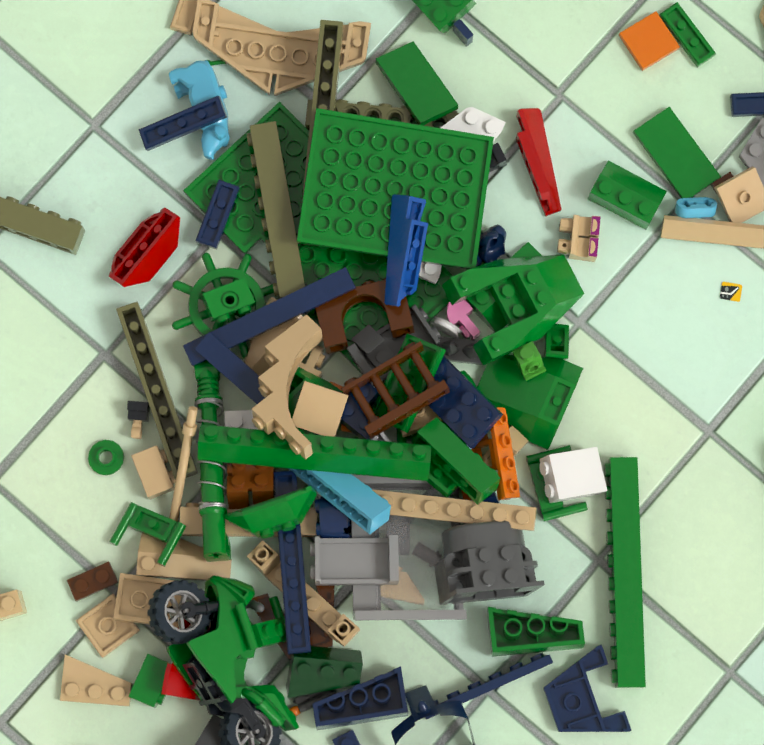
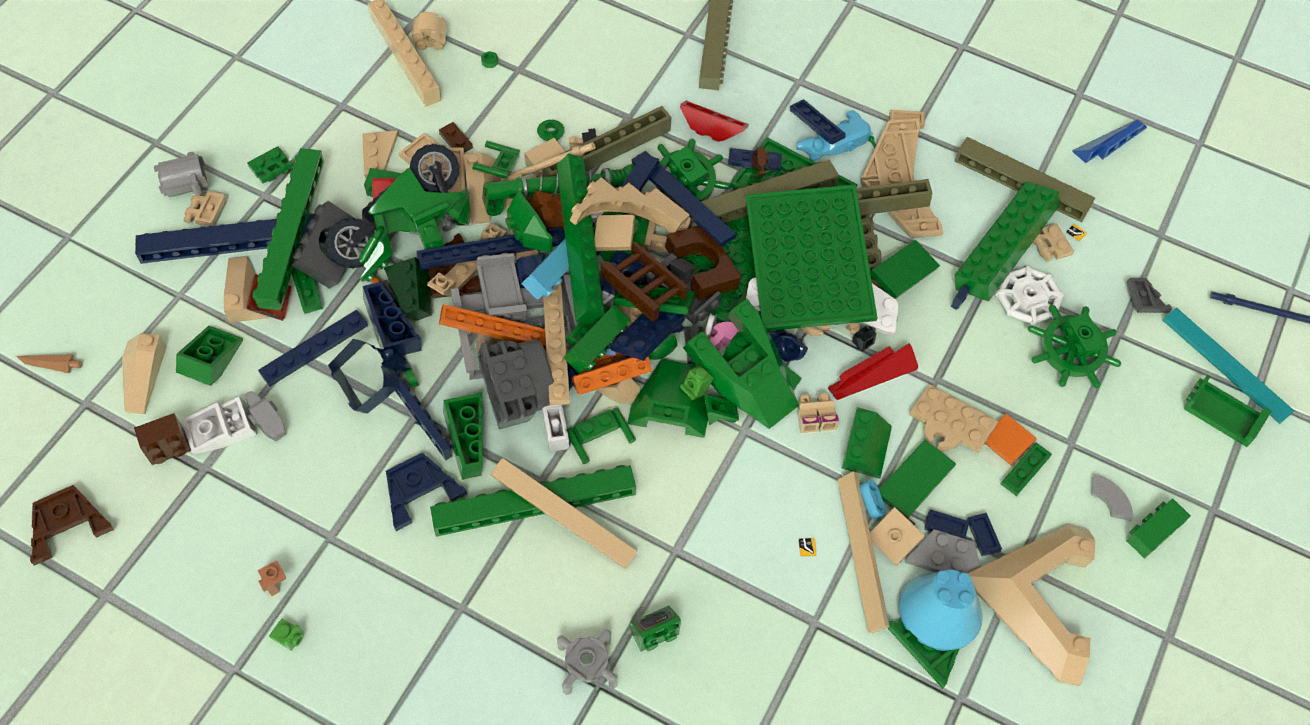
camera: 75 degrees right, 20 degrees down
(239, 210) = (759, 161): none -> reddish brown plate
(405, 247) = (763, 270): blue wedge -> none
(413, 578) = (490, 325): none -> orange plate
(442, 686) = (411, 378): none -> green tile
(548, 532) = (555, 428): none -> white brick
(572, 474) = (608, 439): white brick -> none
(616, 94) = (952, 421): none -> tan plate
(654, 543) = (563, 513): none -> tan tile
(735, 139) = (946, 524): none -> dark blue tile

